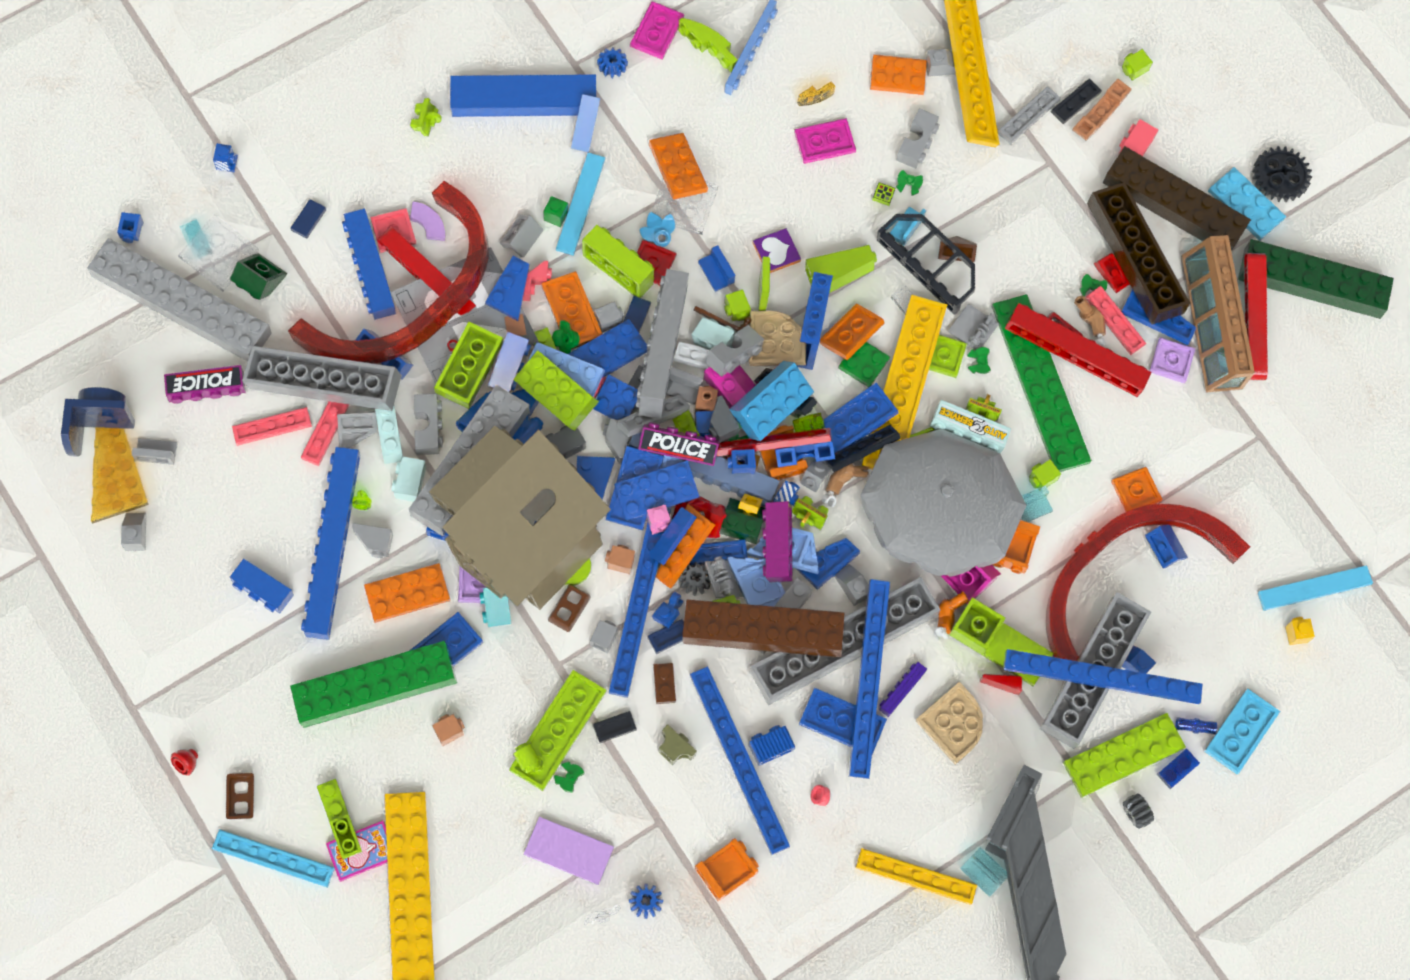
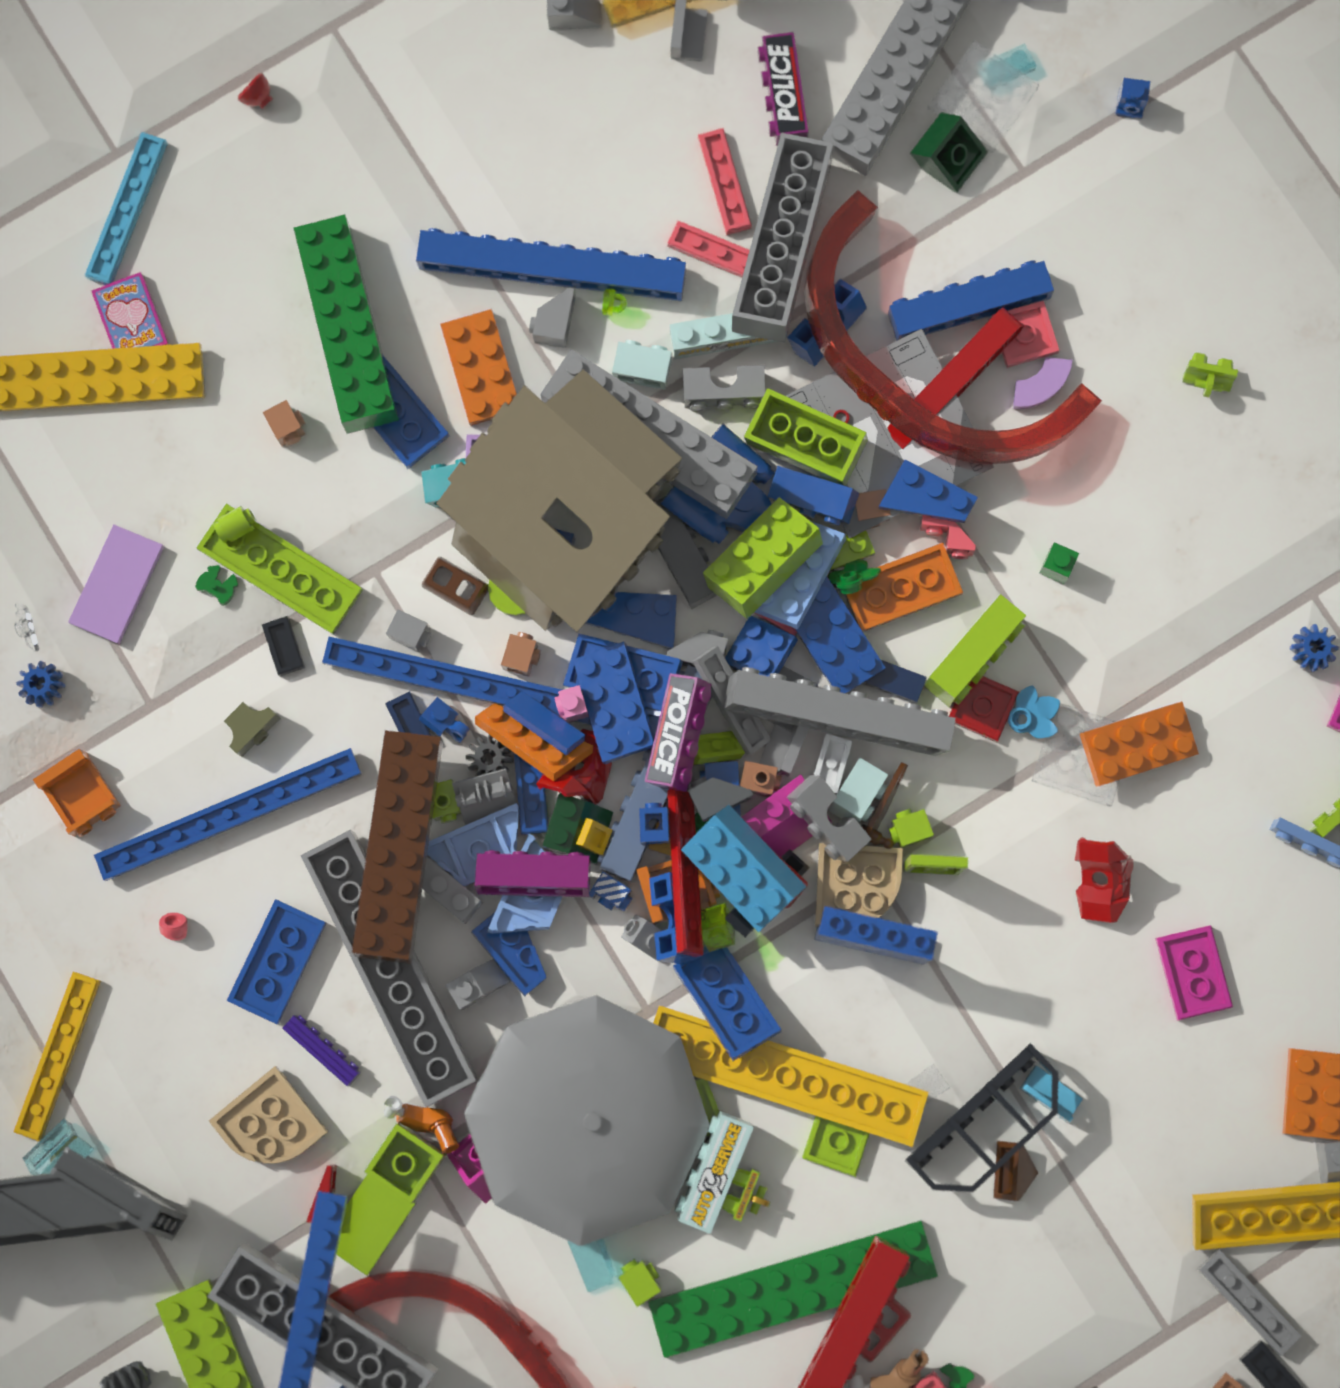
camera: 105 degrees right, 10 degrees up
(232, 797) = (208, 154): reddish brown piece -> none
(261, 586) = (490, 175): blue brick -> none
(308, 218) = (1042, 217): dark blue tile -> none
(339, 819) = (166, 288): lime slope -> none
(355, 428) = (717, 287): light grey wing -> none
(519, 95) = (1252, 515): blue tile -> none
(522, 235) = (1021, 515): light grey panel -> none
(580, 204) = (1076, 601): medium azure tile -> none
(585, 123) = (1205, 605): tile -> none
(608, 316) = (891, 640): light grey brick -> none
(664, 683) = (342, 714): reddish brown plate -> none
(717, 269) = (971, 800): blue panel -> none
(771, 745) = (246, 859): blue brick -> none
(778, 248) = (1005, 891): tile -> none
(782, 189) = (1103, 901): none -> red piece
(809, 514) = (590, 916): lime hips -> none
(813, 96) = (1267, 953): clear yellow slope -> none
(838, 479) = (639, 970): medium nougat arm -> none
(842, 265) = (972, 982): lime slope -> none
(851, 331) = (869, 998): orange plate -> none
(863, 448) = (679, 1007): black tile -> none
(865, 364) = (824, 1017): green plate -> none
(869, 679) = (326, 997): blue plate -> none
(883, 194) = (1105, 1060): tile -> none
(915, 181) = (1126, 1111): green piece -> none
(924, 126) = (1176, 1109): light grey arch -> none
(973, 327) = (882, 1188): light grey hinge -> none
(981, 355) = (817, 1198): green piece -> none
(1020, 548) = (526, 1239): orange panel -> none

